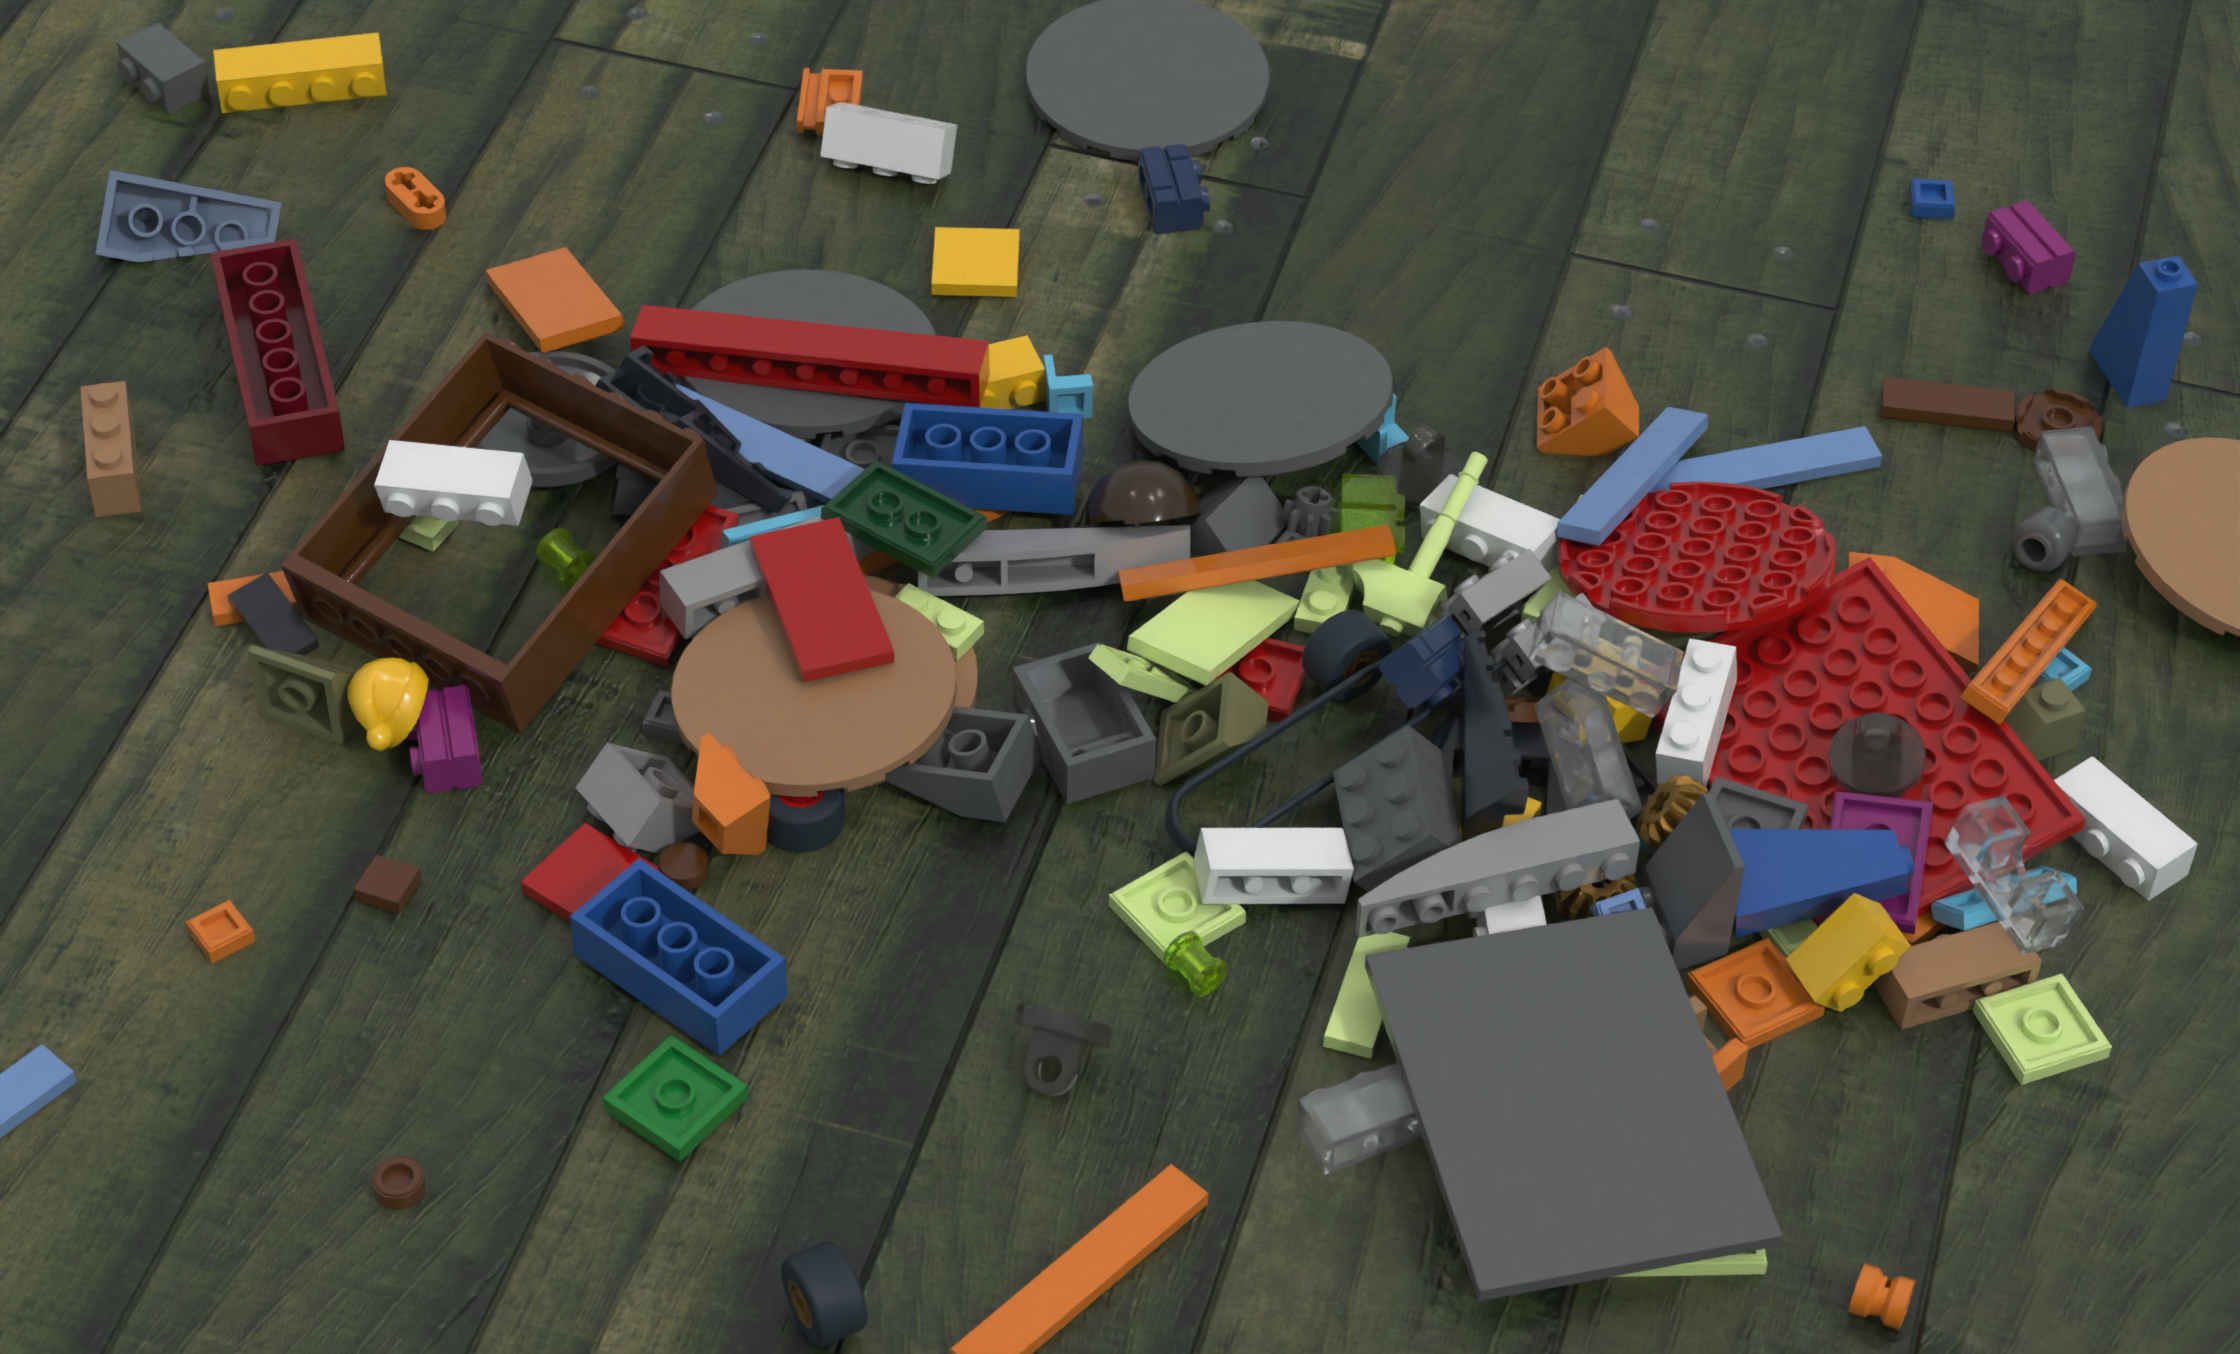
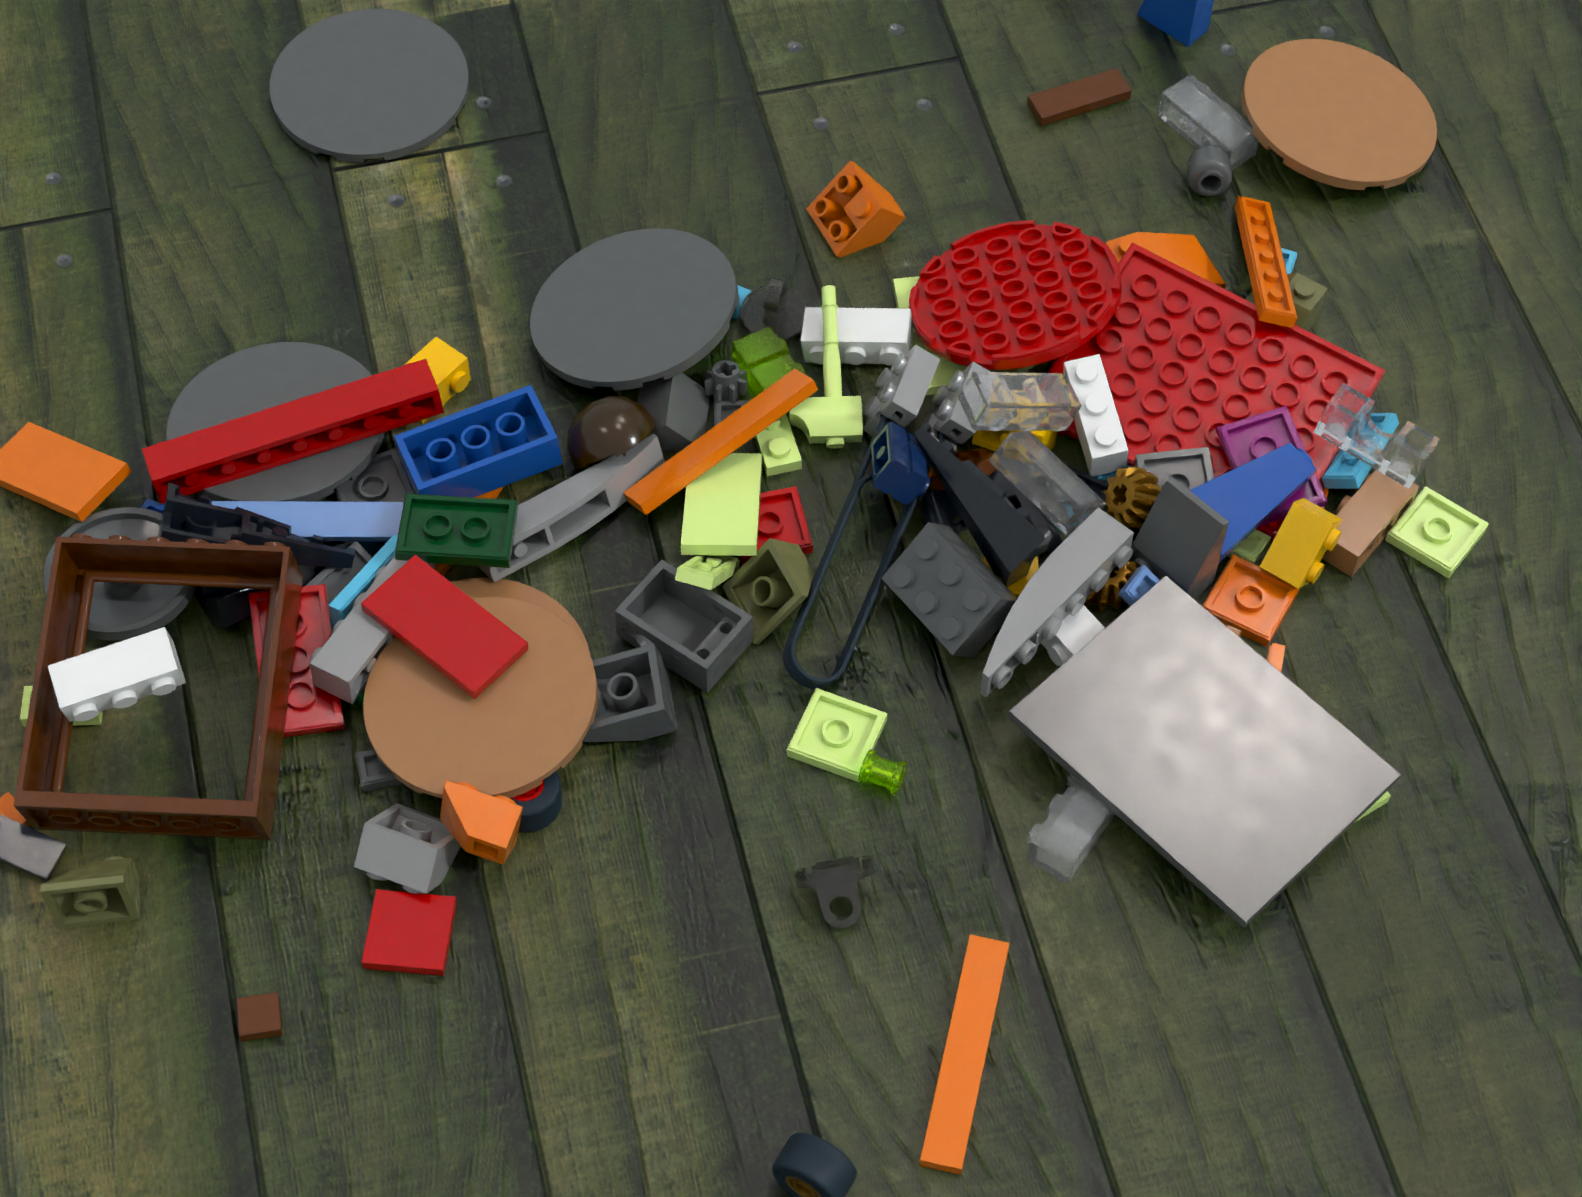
camera: 30 degrees left, 10 degrees up
(220, 931) = (157, 1124): orange tile -> none
(387, 699) = (167, 870): yellow piece -> none
(446, 741) = (224, 876): magenta brick -> none
(564, 555) = (210, 680): clear neon green bush -> none
(675, 1098) = (595, 1074): green plate -> none
(679, 956) = (525, 962): blue brick -> none
(684, 864) = (470, 885): reddish brown tile -> none
(823, 91) = (149, 208): orange plate -> none
(888, 142) = (221, 223): white brick -> none
(955, 625) = (535, 591): yellowish green plate -> none
(975, 262) = (347, 291): yellow tile -> none
(1067, 393) = (489, 367): medium azure panel -> none
(1172, 188) = (452, 168): dark blue brick -> none
(1273, 865) = (887, 670): white brick -> none
(1343, 648) = (828, 481): black wheel -> none
(1356, 1015) = (1007, 742): yellowish green tile -> none
(1632, 476) = (925, 250): medium blue tile -> none
(1781, 461) = (990, 201): medium blue tile -> none
(1877, 756) = (1228, 389): clear smoke tile -> none
(1881, 1296) = (1476, 781): orange wheel -> none
(2053, 411) = (1151, 75): reddish brown tile -> none
(2127, 830) = (1410, 365): white brick -> none

